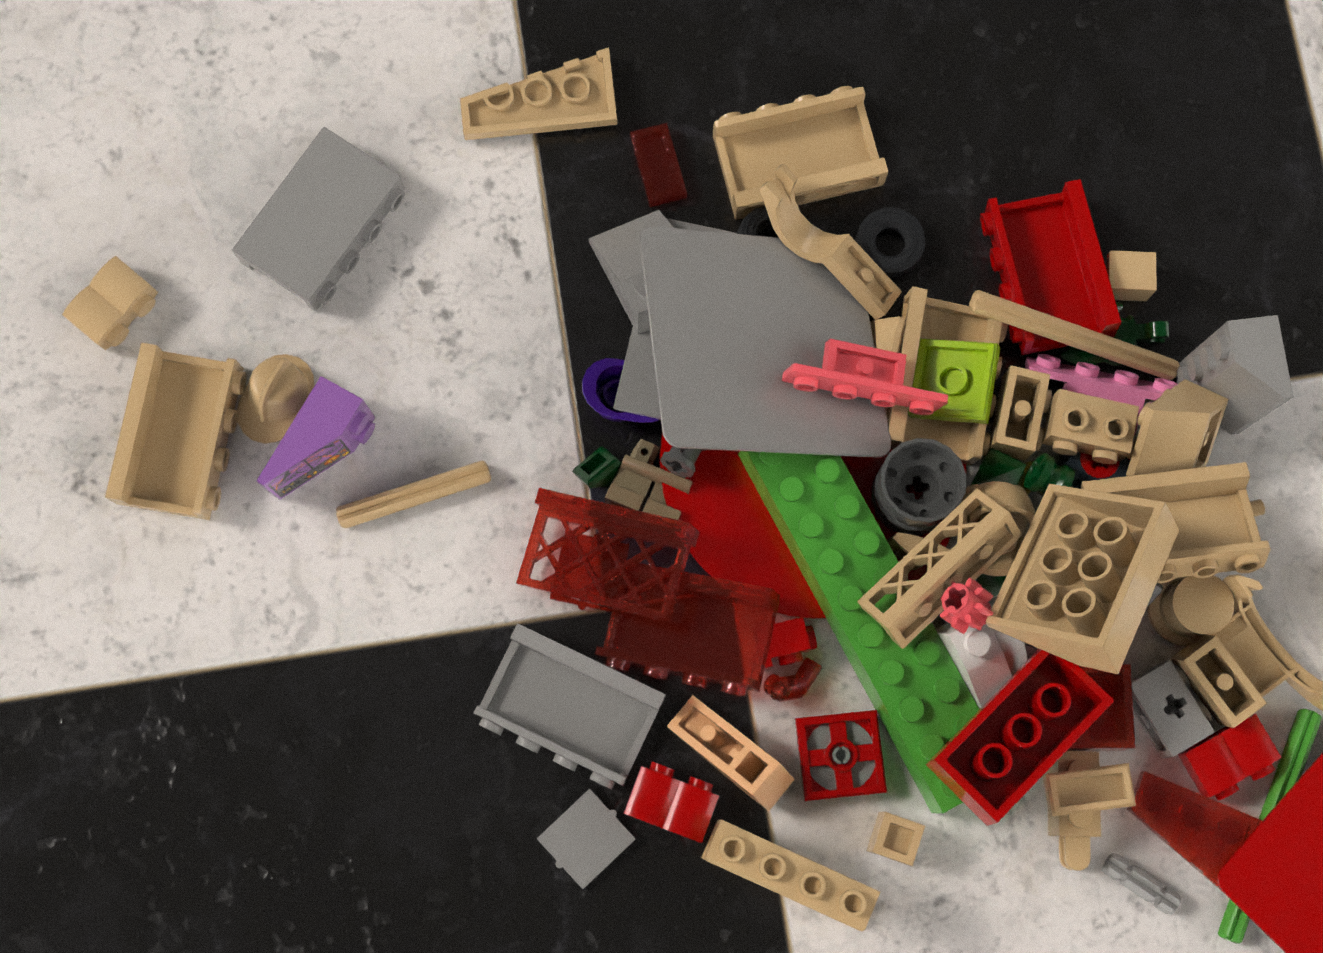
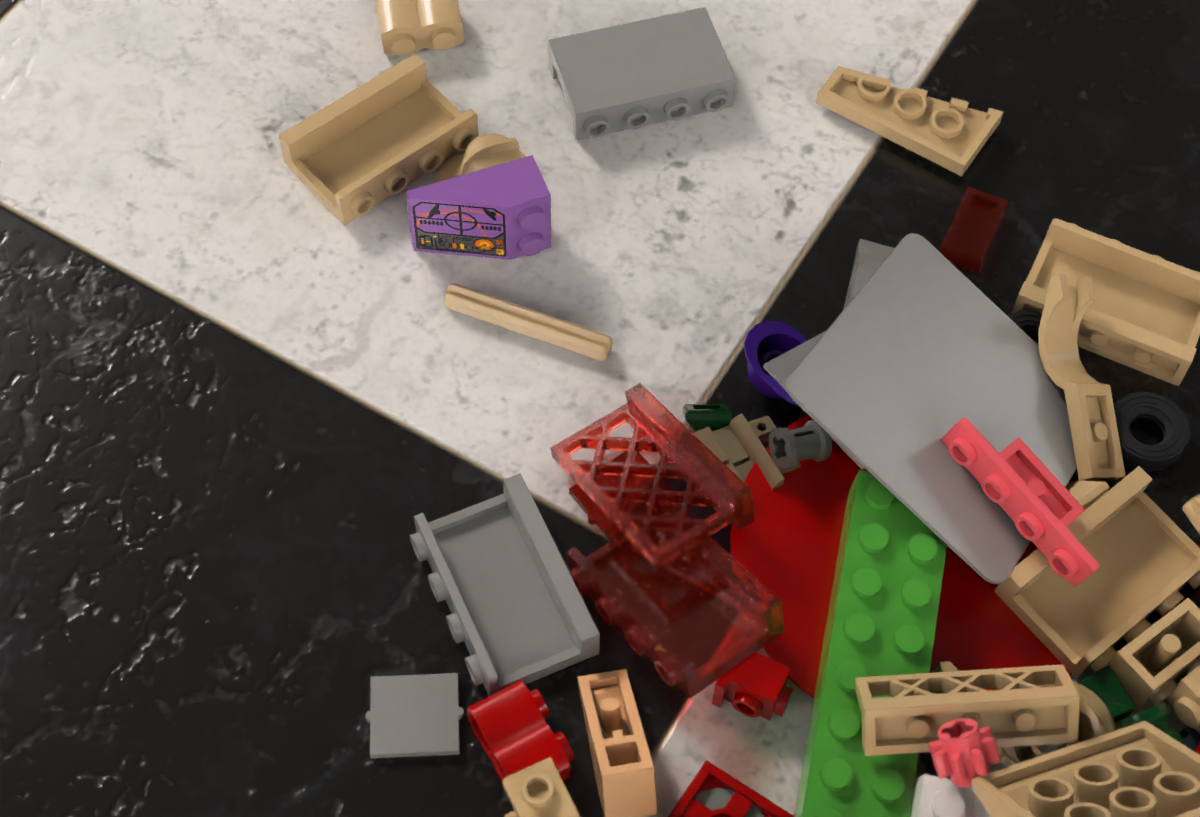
camera: 40 degrees right, 20 degrees down
(792, 686) = (729, 734): clear red arm -> none
(931, 470) = (1006, 613): dark grey wheel -> none
(962, 372) = (1127, 584): lime plate -> none

